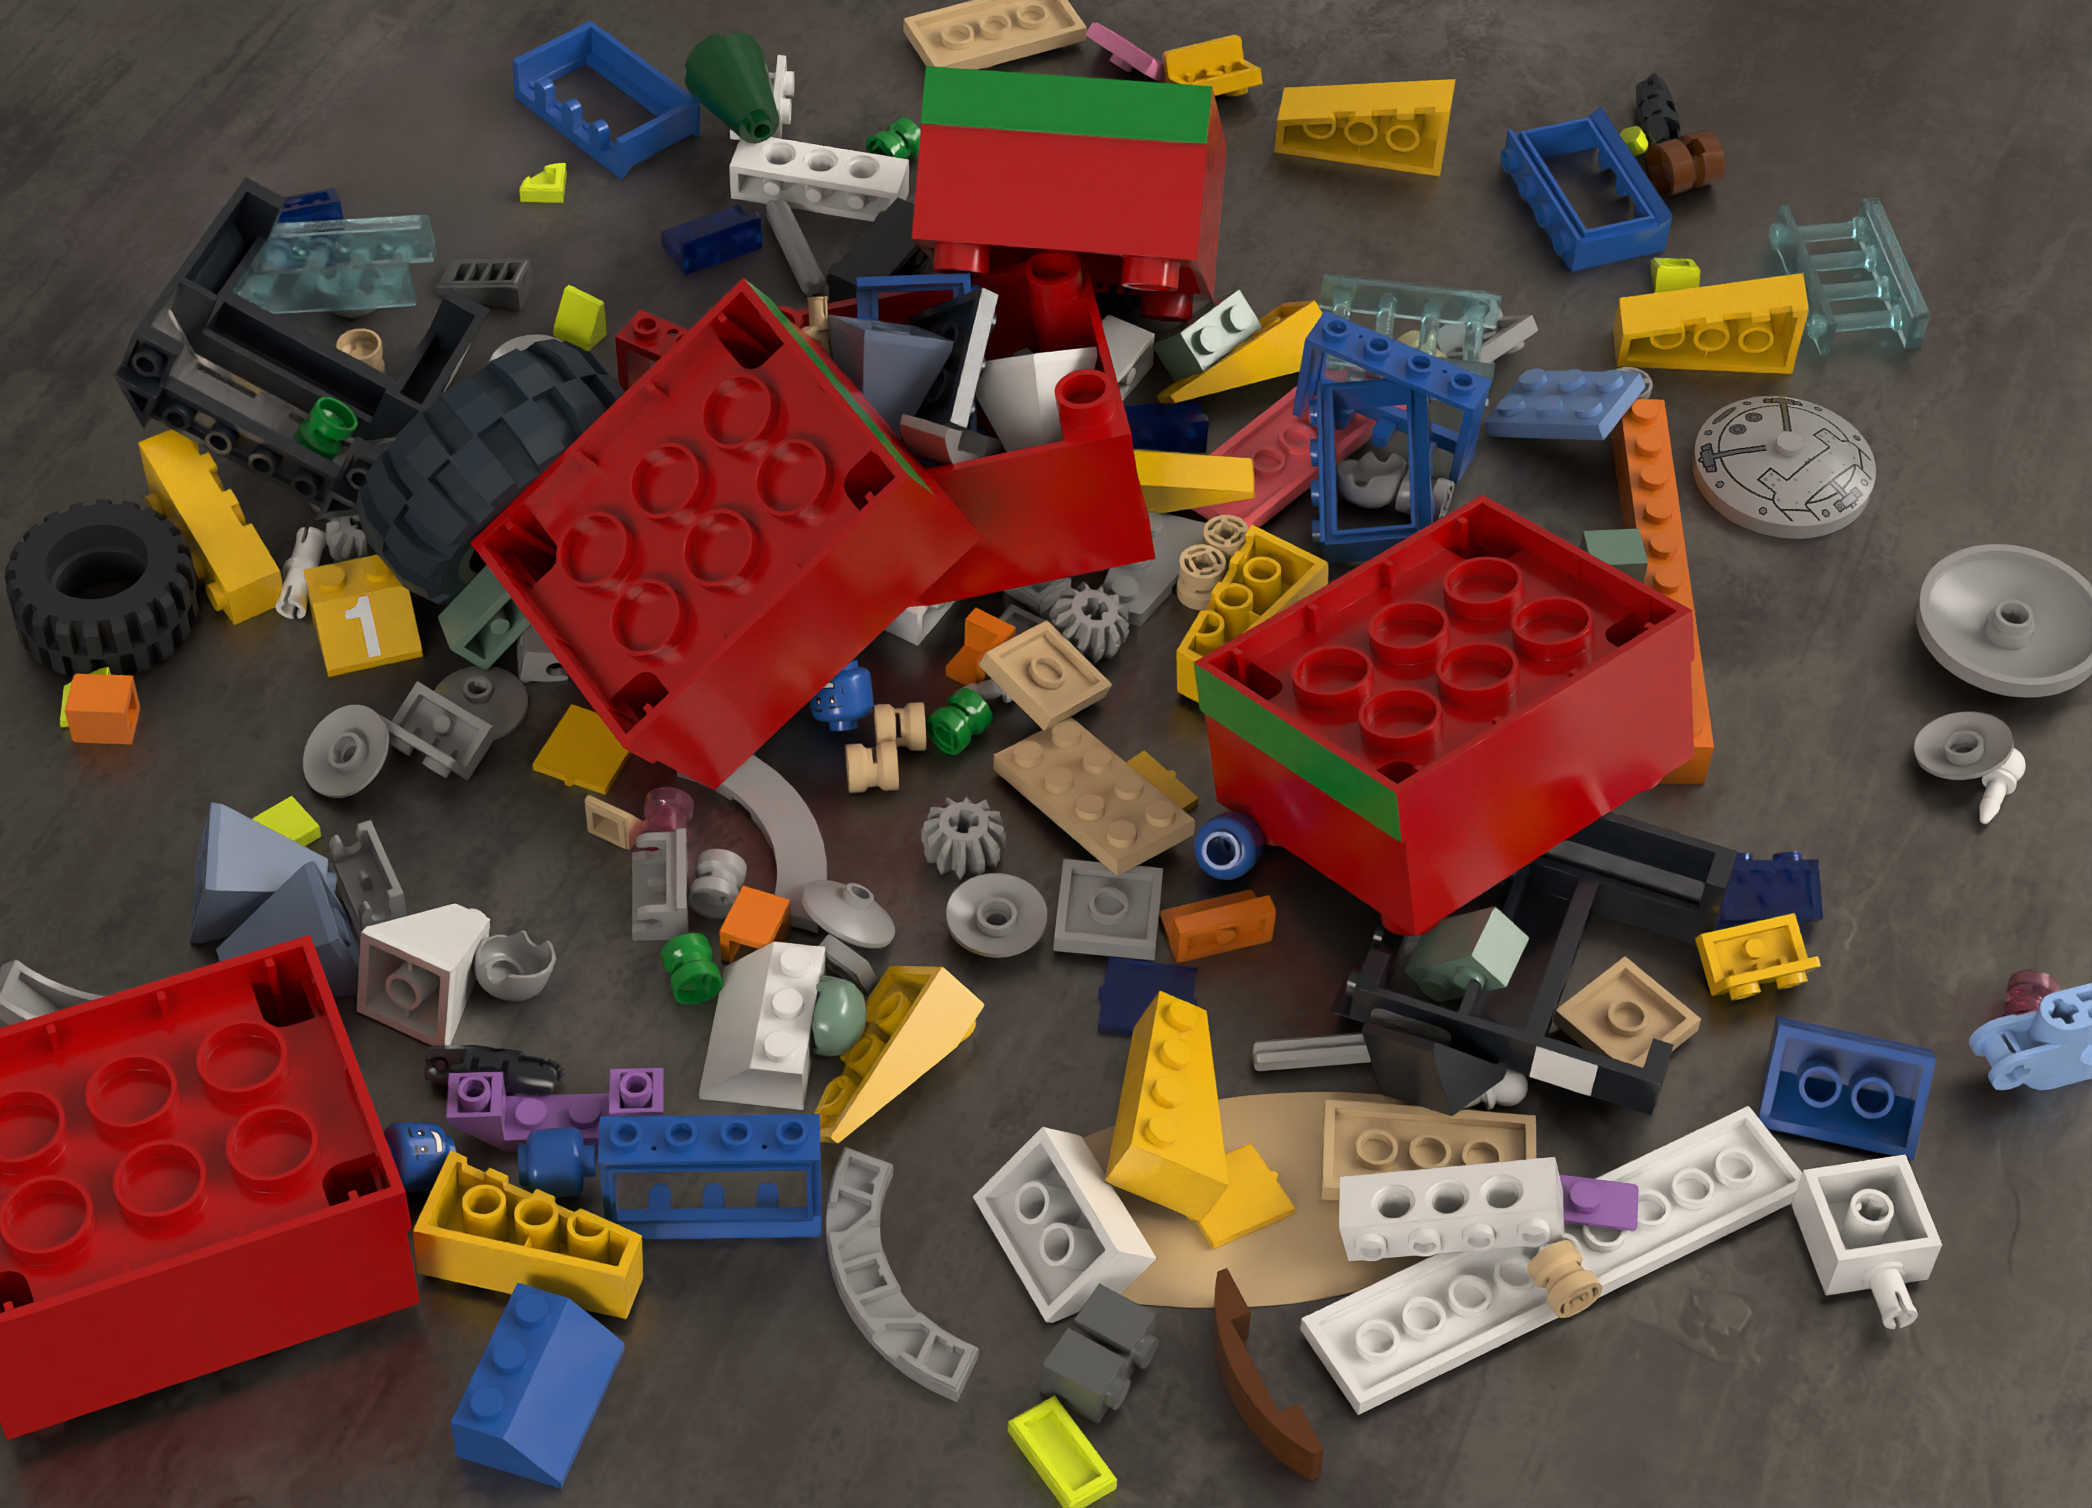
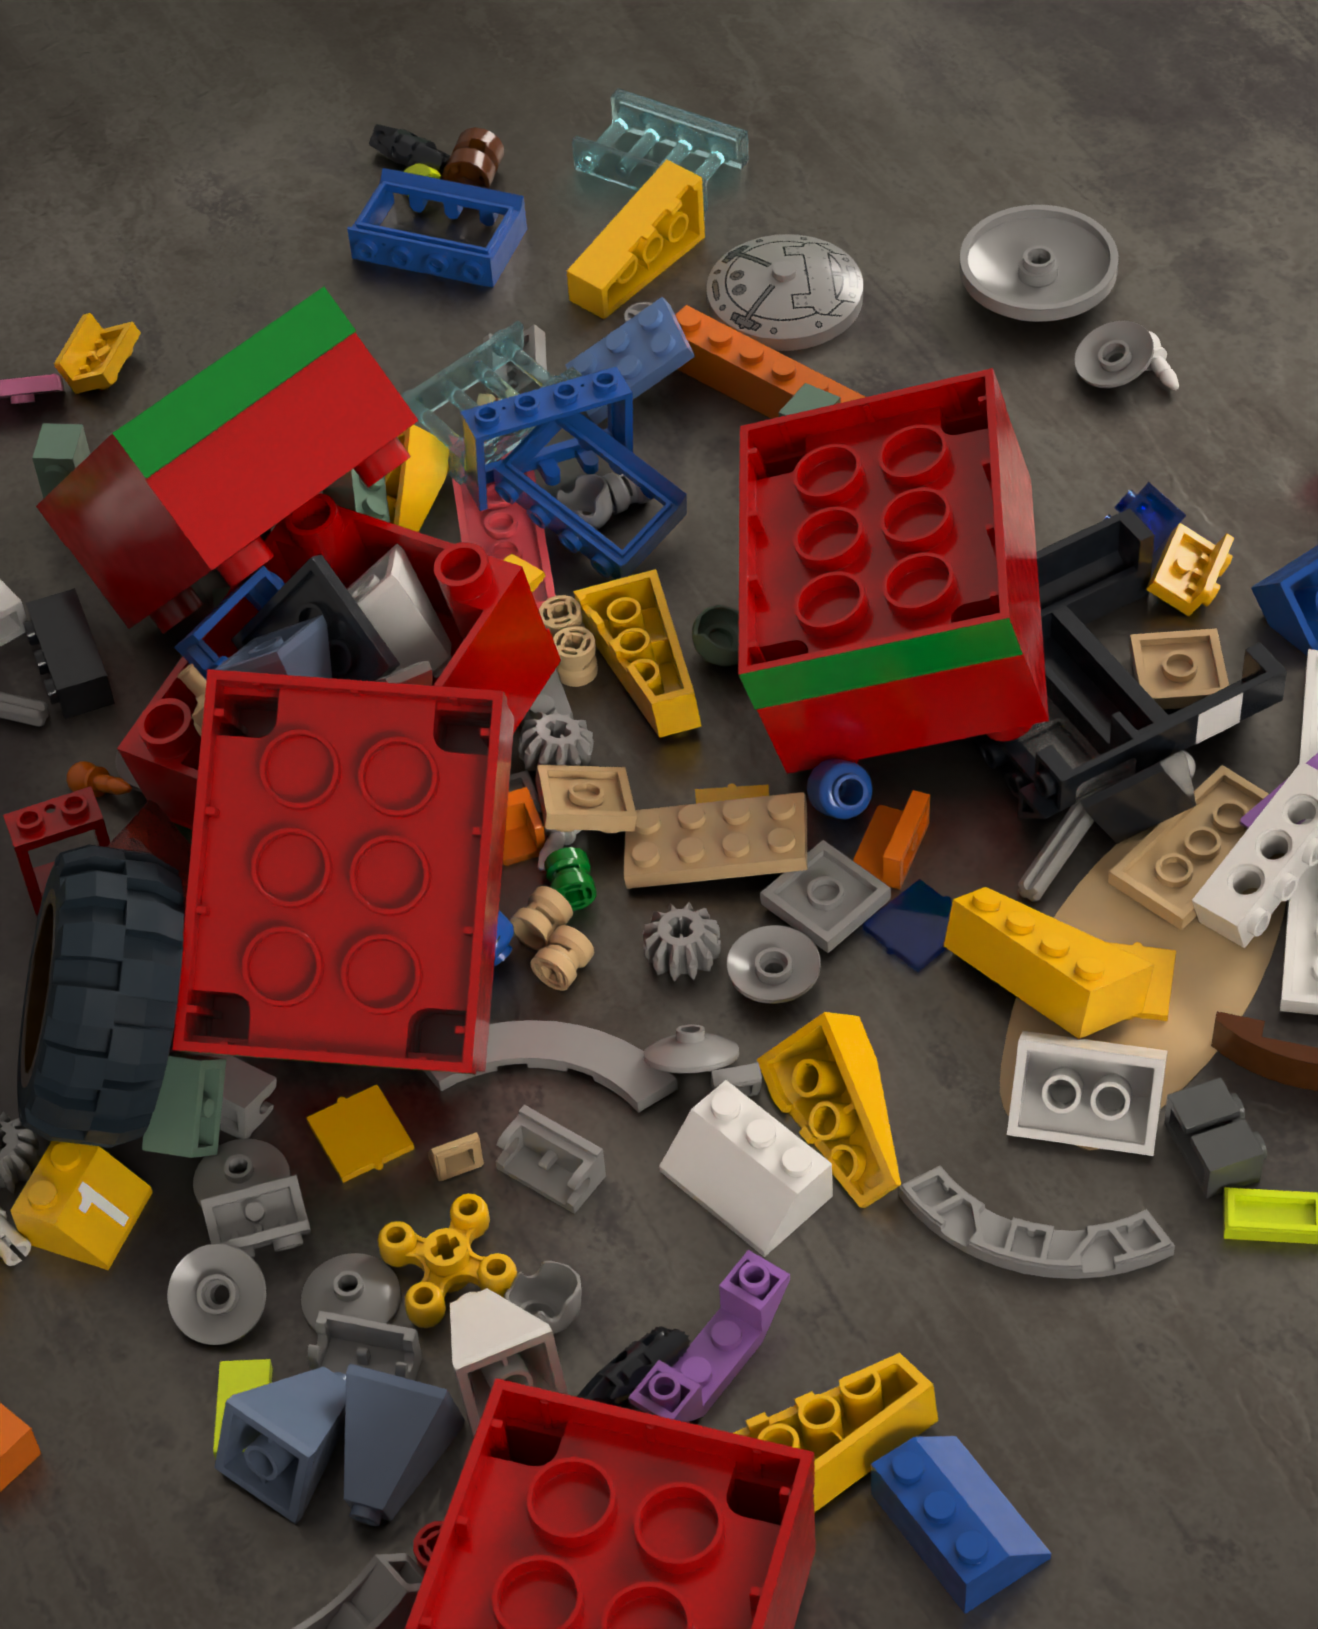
camera: 45 degrees left, 0 degrees up
(430, 857) = (373, 1299): none -> light grey dish
(503, 876) = (446, 1259): none -> yellow gear
(556, 1162) = (761, 1379): blue head -> none
(667, 811) = (487, 1115): clear pink wheel -> none
(687, 961) = (650, 1185): green wheel -> none
(712, 1145) = (908, 1212): blue window -> none
(718, 875) = (579, 1114): light grey wheel -> none
(754, 921) = (645, 1117): orange panel -> none
(838, 1016) = (792, 1108): sand green hair -> none
(1368, 124) = (250, 295): yellow wedge -> none
(1466, 948) = (1078, 708): sand green brick -> none
(1674, 274) = (561, 238): neon yellow slope -> none

